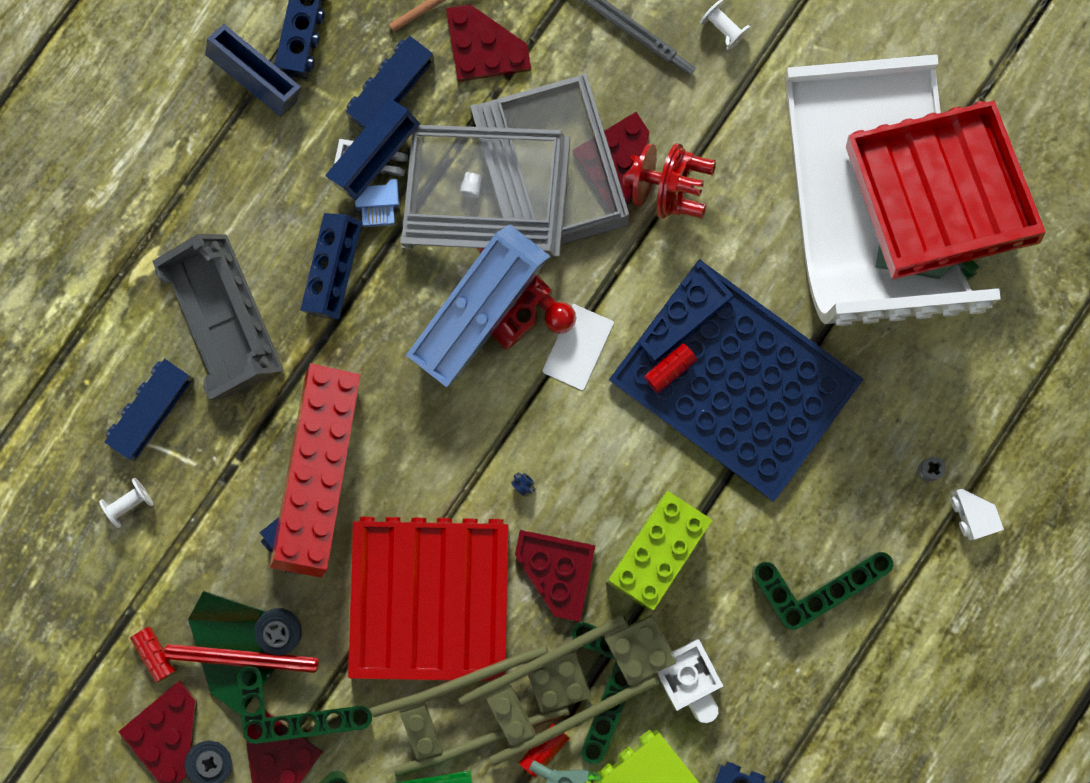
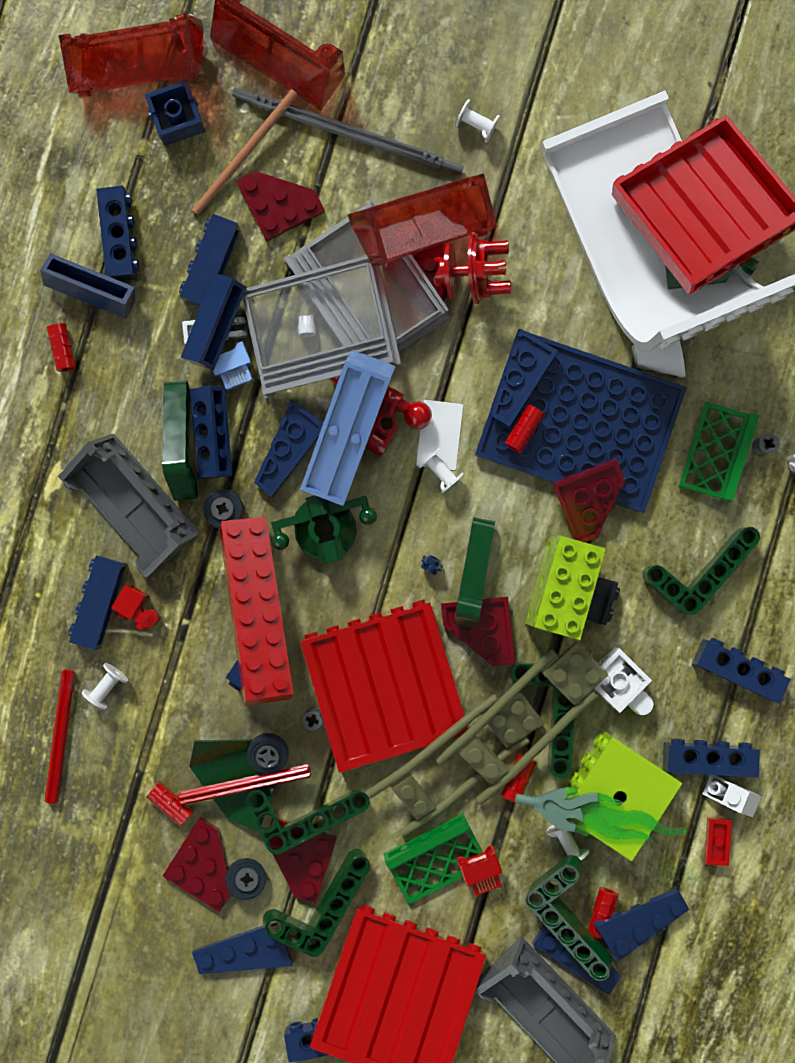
camera: 25 degrees left, 5 degrees up
(58, 542) = (59, 736): none -> red axle
(183, 423) = (130, 605): none -> red brick
(201, 126) = (61, 347): none -> red axle
(291, 263) = (177, 441): none -> dark green beam
(326, 356) = (231, 510): none -> black wheel
(331, 612) = (306, 721): none -> dark grey bush
(408, 309) = (292, 441): none -> dark blue wing
(441, 399) = (342, 519): none -> dark green piece
(550, 535) = (474, 573): none -> dark green beam
(566, 385) = (441, 471): none -> white piece
(632, 112) = (424, 220): none -> clear red windscreen
(693, 581) = (602, 600): none -> black bracket
(718, 465) = (589, 498): none -> dark red plate
(847, 341) = (661, 361): none -> white slope
(855, 742) = (771, 689): none -> dark blue brick
(899, 467) = (738, 456): none -> green fence

